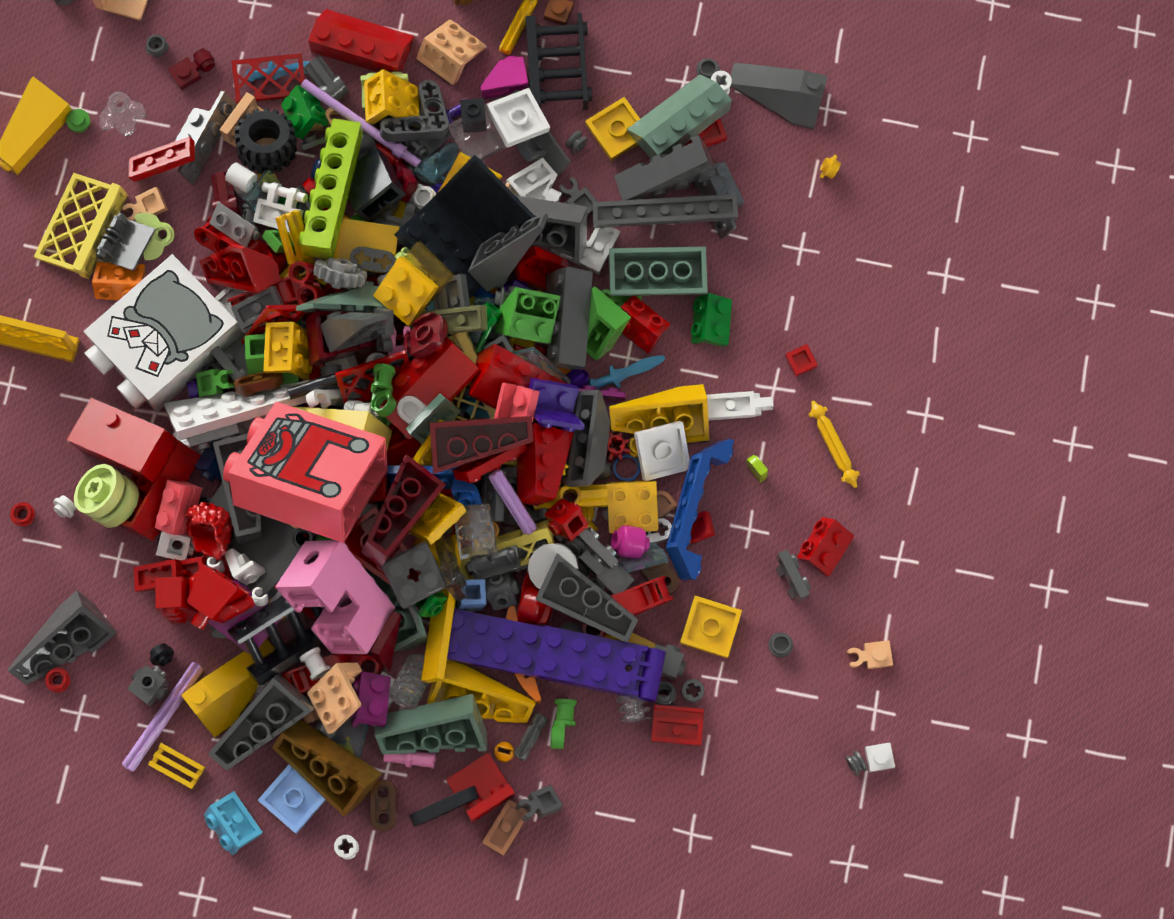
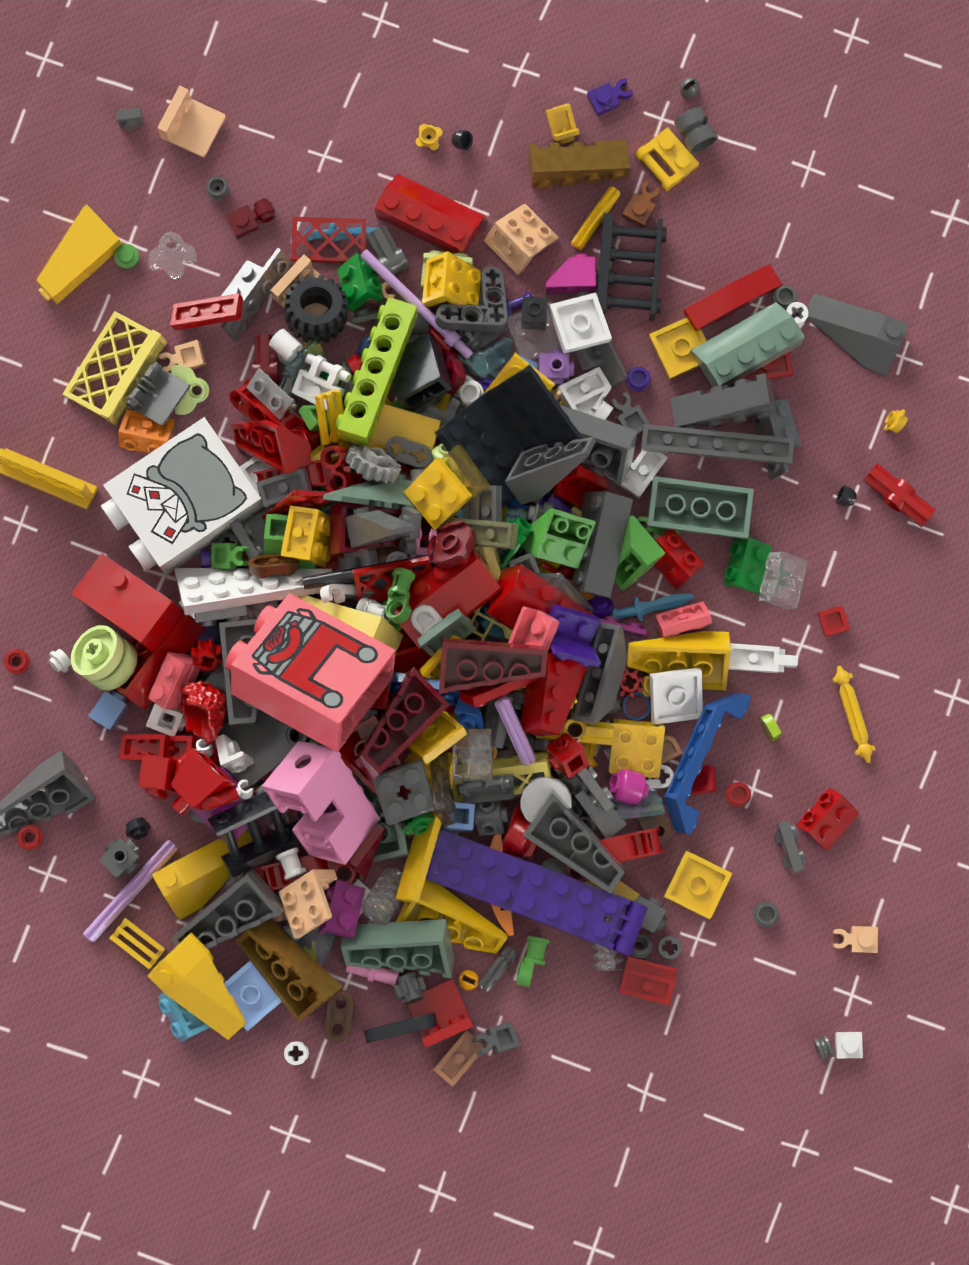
camera: 10 degrees right, 5 degrees up
(119, 546) = (109, 710): none -> medium blue brick
(205, 476) = (206, 655): none -> red gear
(238, 793) = (196, 985): none -> yellow wedge
(448, 767) = (410, 988): none -> dark grey gear
(502, 161) = (558, 360): none -> medium lavender brick
(576, 142) = (637, 355): dark grey bush -> none
(581, 164) = (638, 379): none -> dark purple plate
(658, 76) = (732, 298): none -> red slope
(658, 379) = (683, 619): none -> coral bracket
(736, 536) = (738, 794): none -> red plate
(747, 328) = (783, 580): none -> clear brick
(793, 242) = (845, 496): none -> black hinge
(844, 234) = (899, 495): none -> red piece

